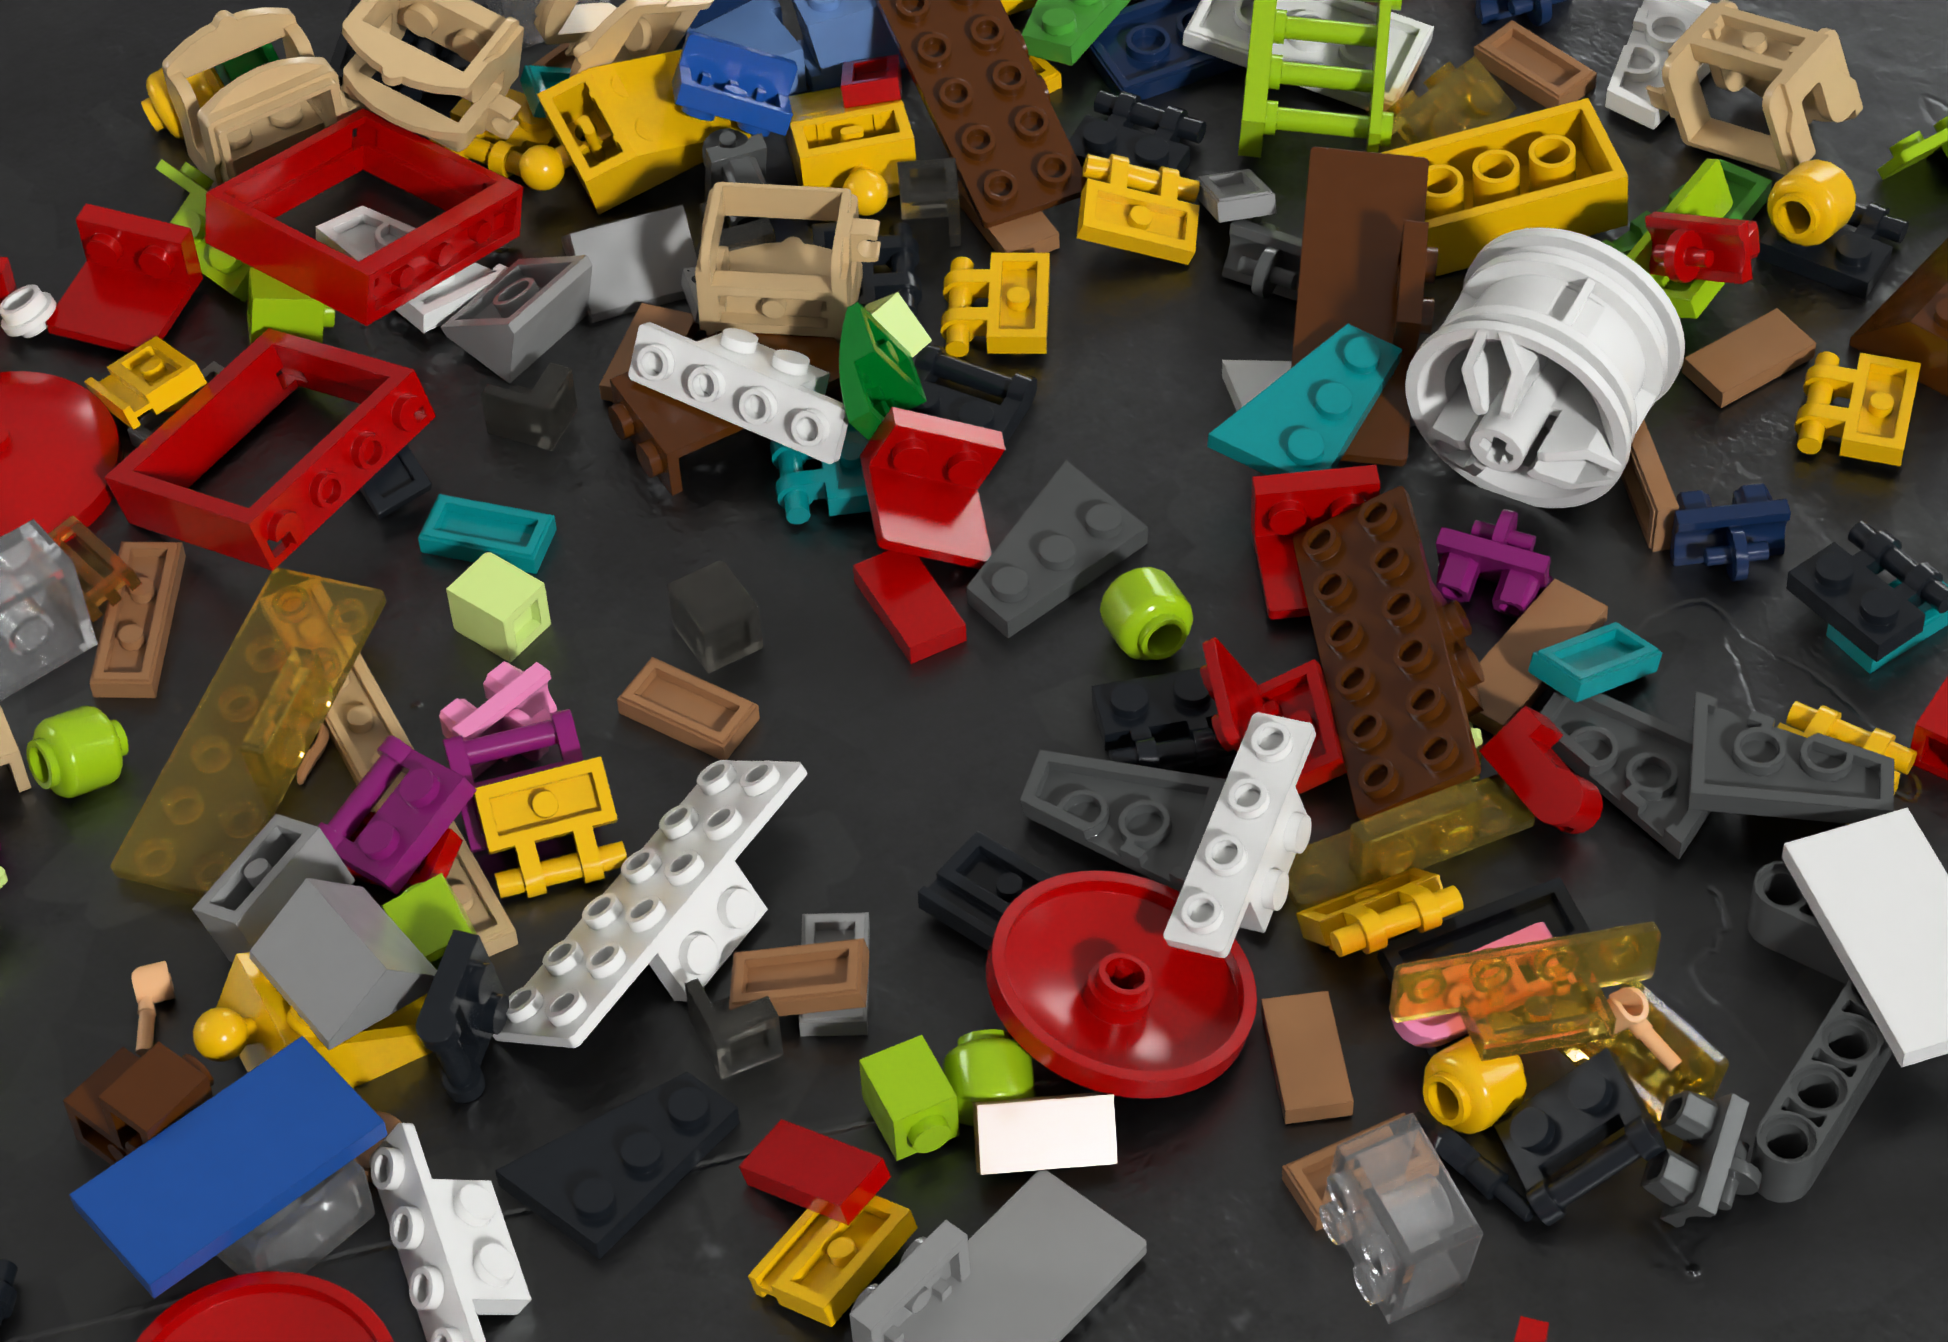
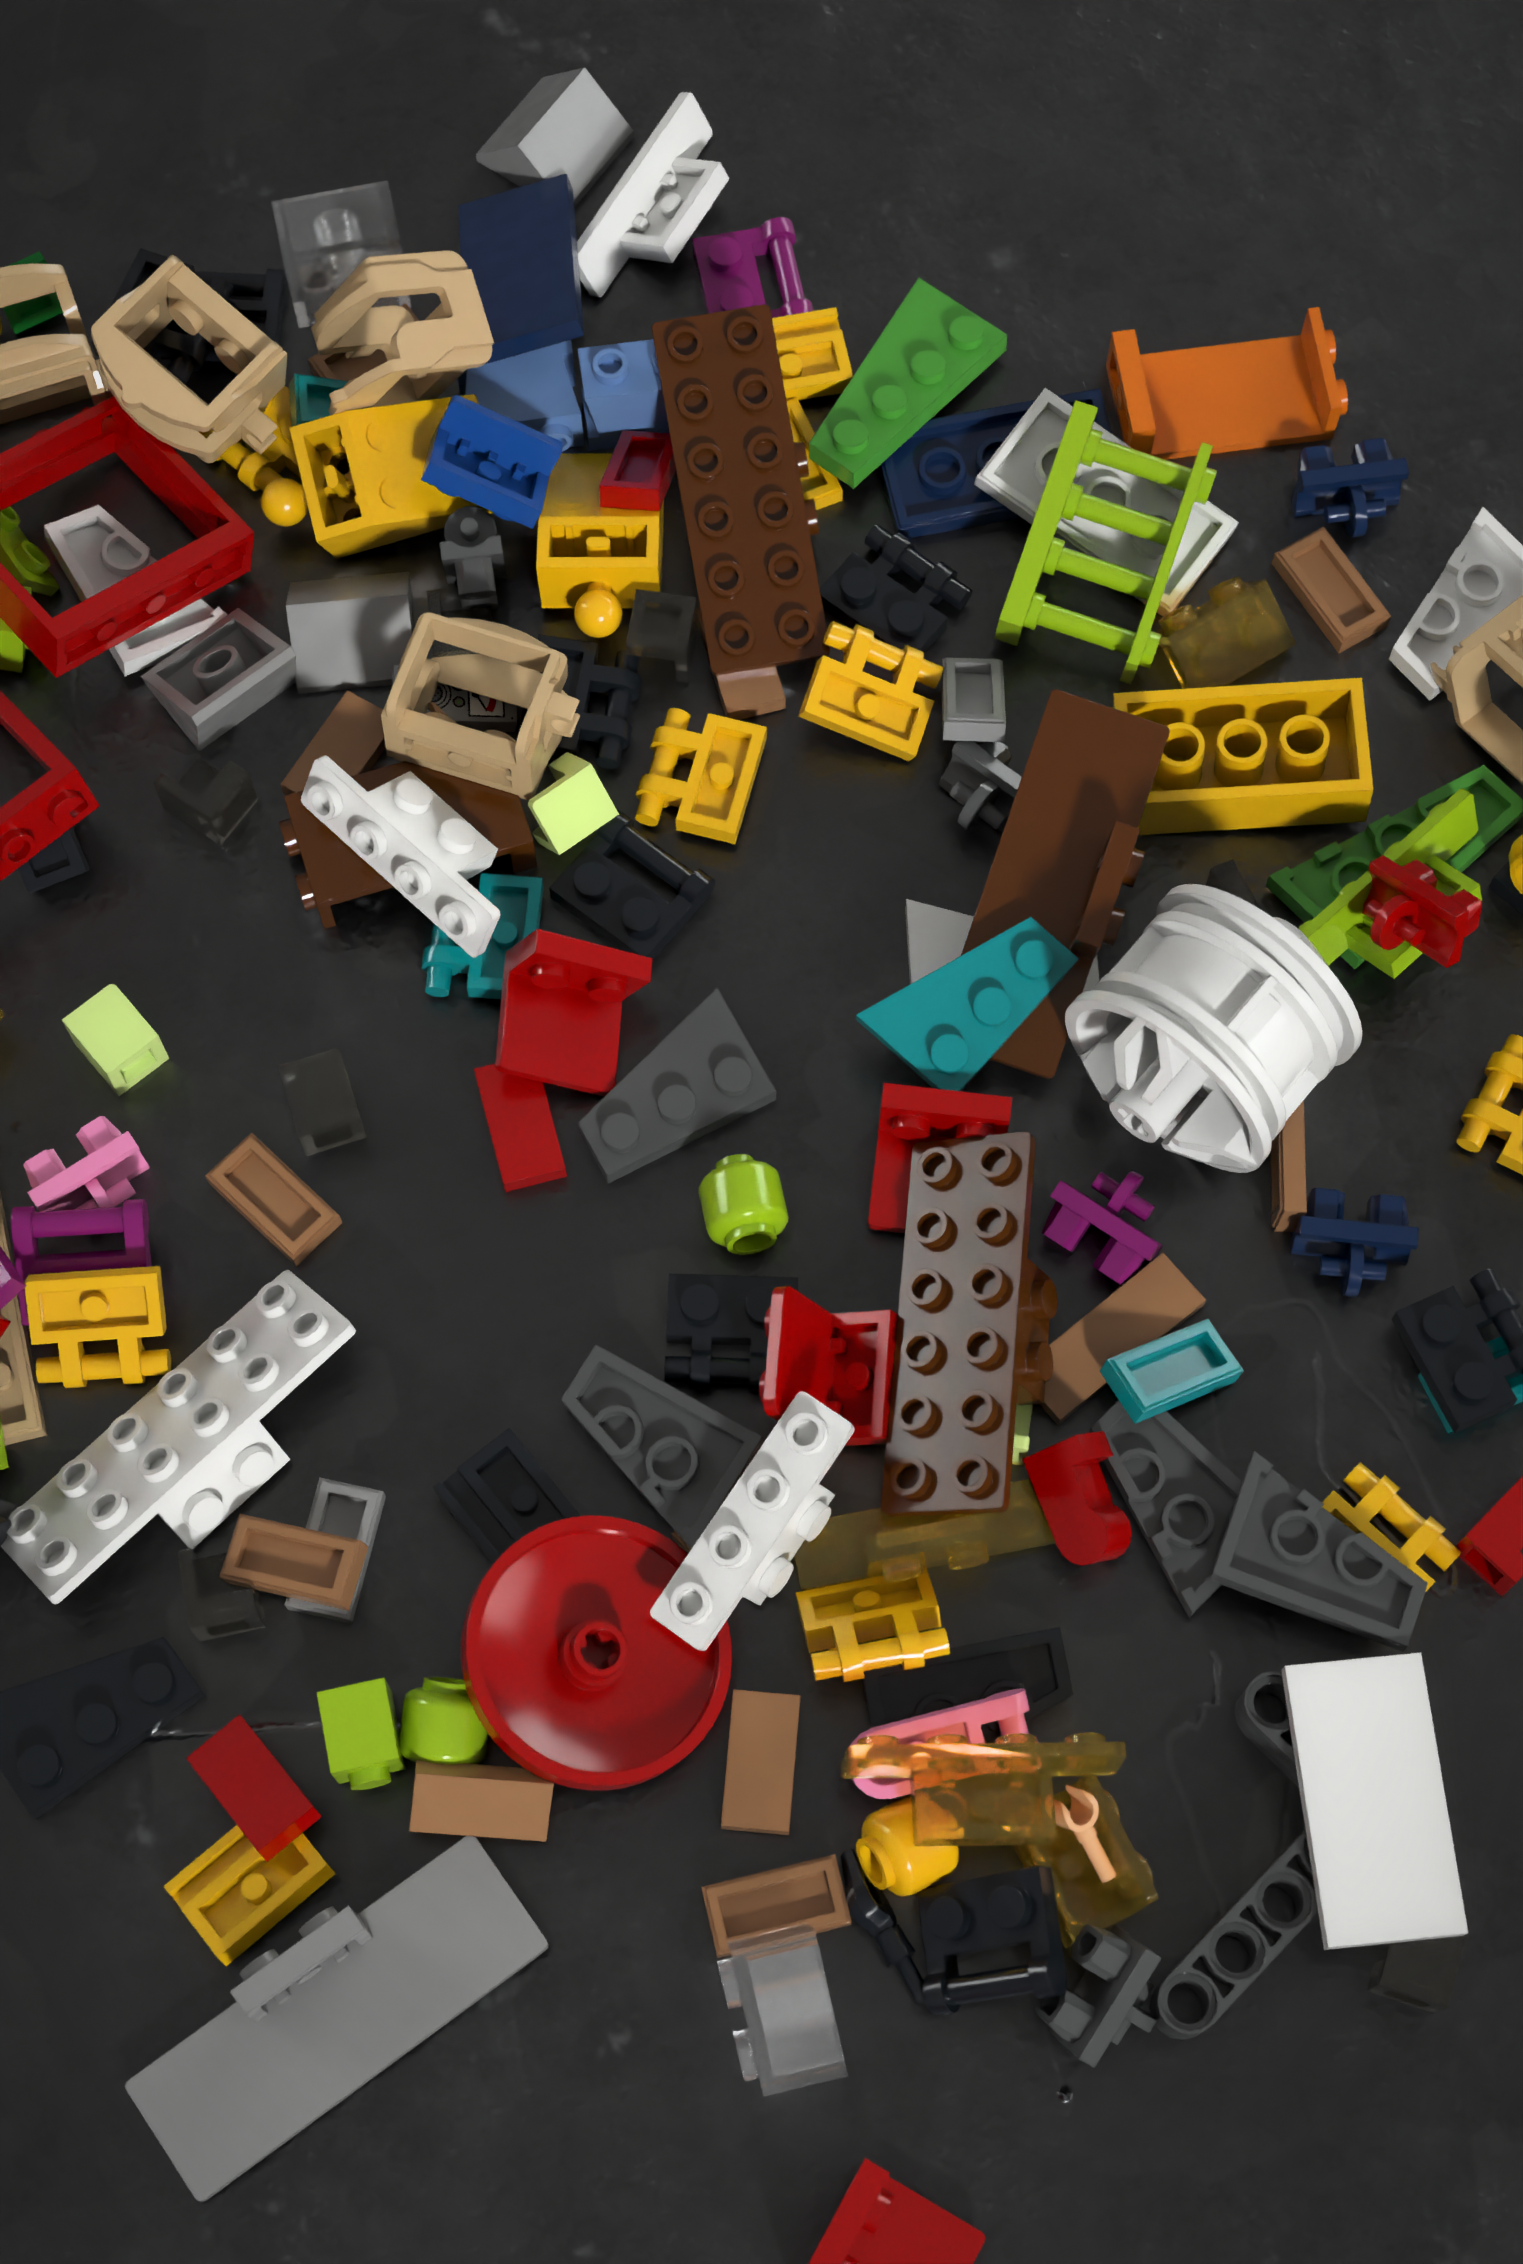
camera: 10 degrees right, 20 degrees up
(470, 528) = (131, 938): teal tile -> none
(874, 372) = (538, 872): green slope -> none
(1749, 357) = (1441, 1017): medium nougat tile -> none

